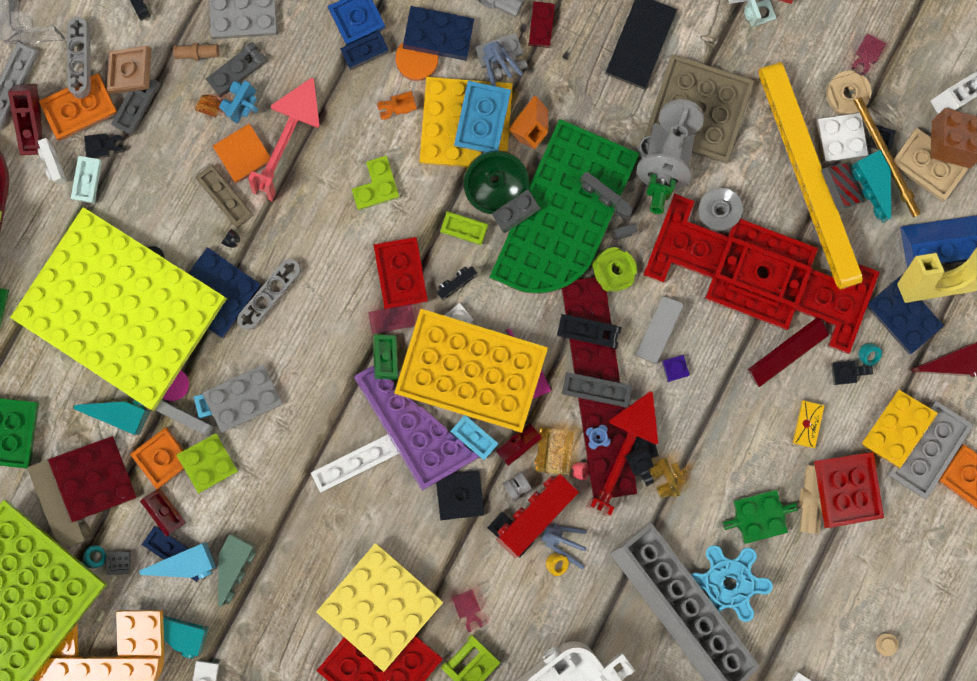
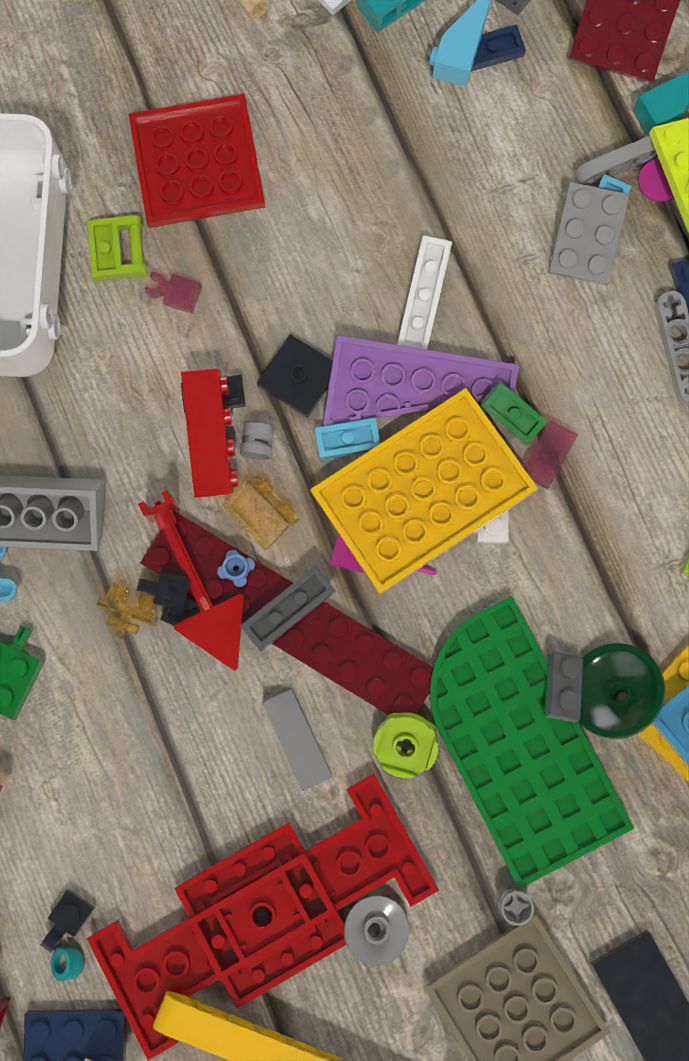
camera: 135 degrees right, 5 degrees down
(158, 458) = (590, 112): orange tile -> none
(162, 512) = (533, 69): dark red plate -> none
(207, 463) = (548, 148): lime plate -> none
(232, 561) = (424, 96): sand green slope -> none
(379, 607) = (253, 201): light yellow plate -> none
(400, 273) = (594, 504): red plate -> none
(463, 277) = (533, 567): black plate -> none
(464, 228) = (589, 614): lime plate -> none
(519, 444) = (300, 479): dark red plate -> none
(531, 124) = (654, 791): orange slope -> none
(551, 561) = (149, 418): yellow piece -> none
(553, 536) = (173, 436): sand blue plant -> none
(581, 471) = (216, 522): coral hinge -> none
(588, 331) = (361, 653): black plate -> none
(607, 196) = (498, 805): dark grey hinge -> none
(626, 231) = (440, 794): dark grey tile -> none
(670, 151) = (493, 926): light grey piece -> none
(675, 368) = (239, 721): dark purple plate -> none
(788, 352) = (148, 867): dark red tile -> none
(808, 424) = (51, 819): yellow tile -> none

